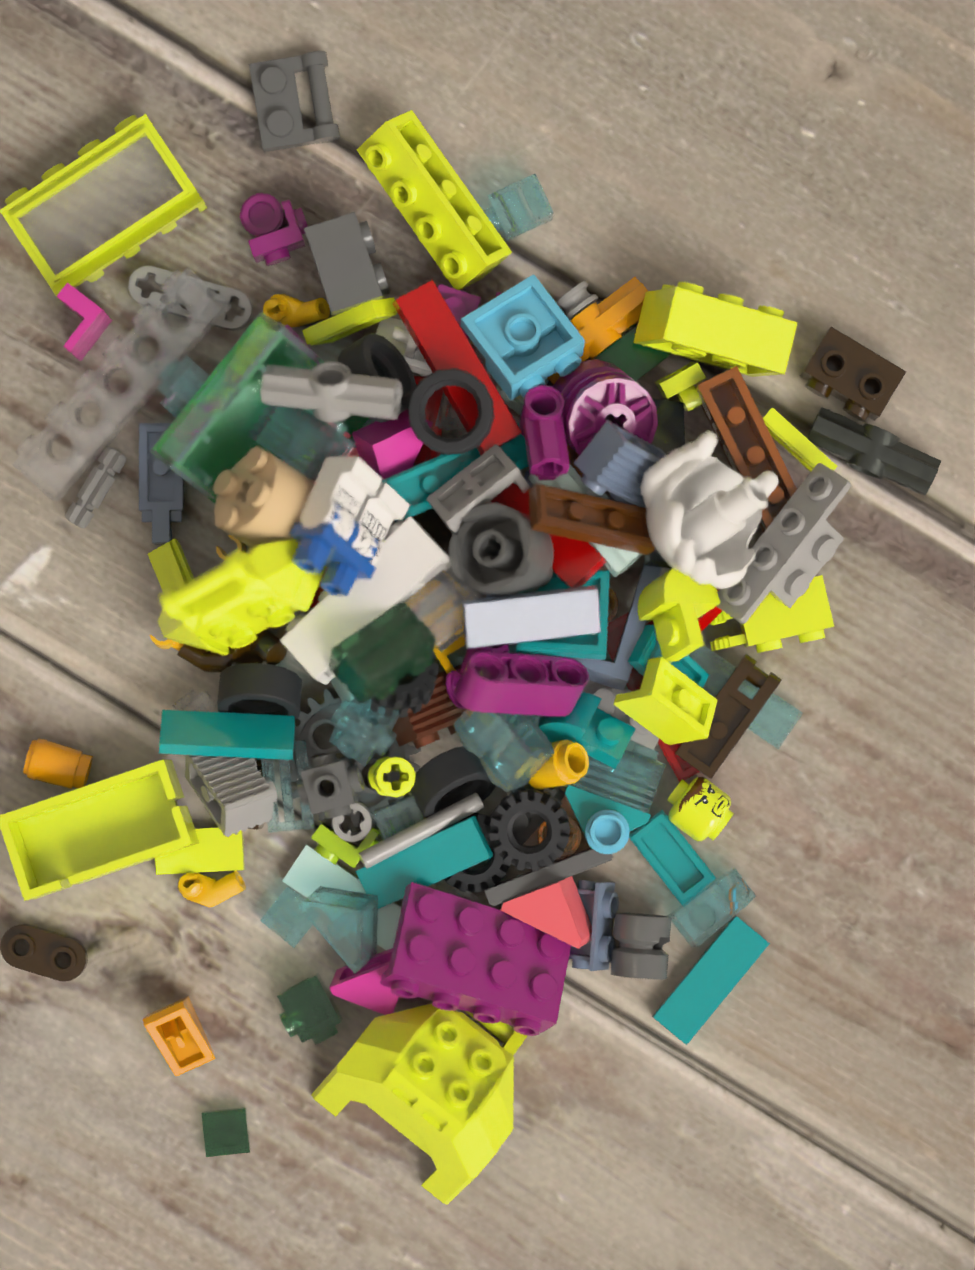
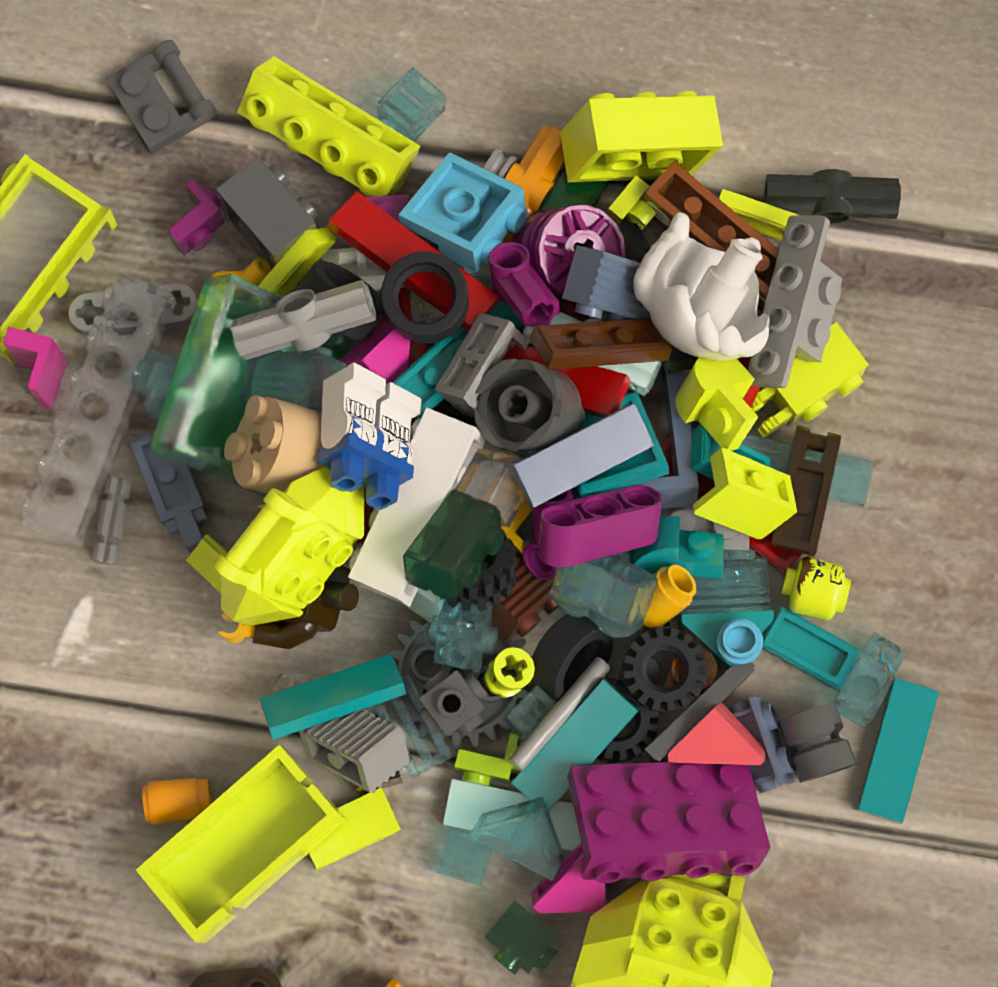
camera: 20 degrees left, 10 degrees down
(210, 891) = (374, 865): yellow arm -> none
(259, 690) = (329, 637): black tyre -> none
(261, 214) = (169, 207): magenta tile -> none
(365, 824) = (502, 732): light grey bush -> none
(852, 375) = (782, 135): dark brown brick -> none

